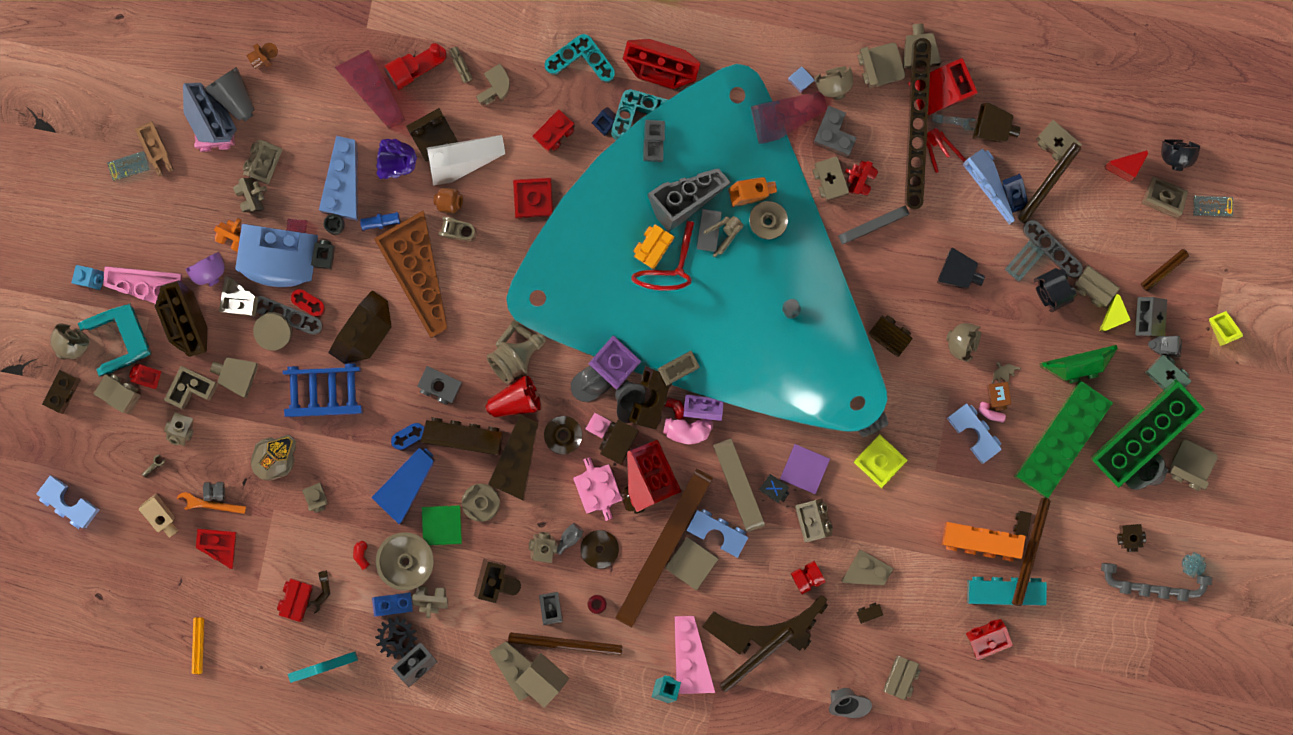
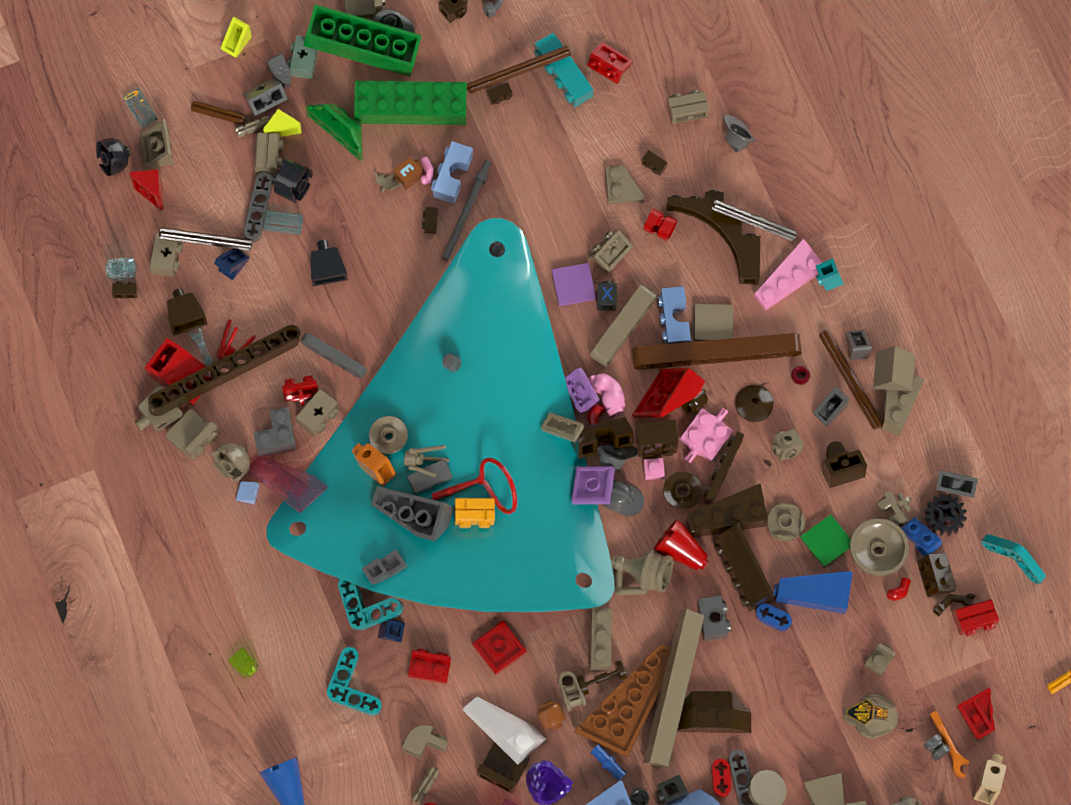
camera: 130 degrees left, 15 degrees down
(332, 407) = (807, 709): blue fence -> none
(352, 594) = (936, 574): none -> dark brown bracket
(402, 312) = (673, 688): none -> dark tan tile
(451, 261) = (602, 677): none -> dark brown wheel
(481, 281) = (601, 639): none -> dark tan brick
(563, 488) = (726, 461): none -> dark brown plate
(569, 537) = (761, 430): dark grey piece -> none
(592, 672) = (858, 345): none -> dark grey slope
(661, 63) = (309, 612): red wedge -> none
(880, 461) = (532, 226): neon yellow tile -> none
(890, 335) = (418, 284): dark brown brick -> none
(944, 387) = (430, 223): none -> dark brown piece
(954, 455) = (480, 178): none -> dark grey bar
(963, 341) = (383, 225): dark tan cylinder -> none
(983, 540) = (534, 110): orange wedge -> none
(986, 176) = (231, 293): light blue wedge -> none
(1048, 89) = (124, 290): none -> dark brown piece
(1069, 95) = (120, 268): none -> clear light blue brick
(1131, 292) = (252, 126): none -> dark tan axle

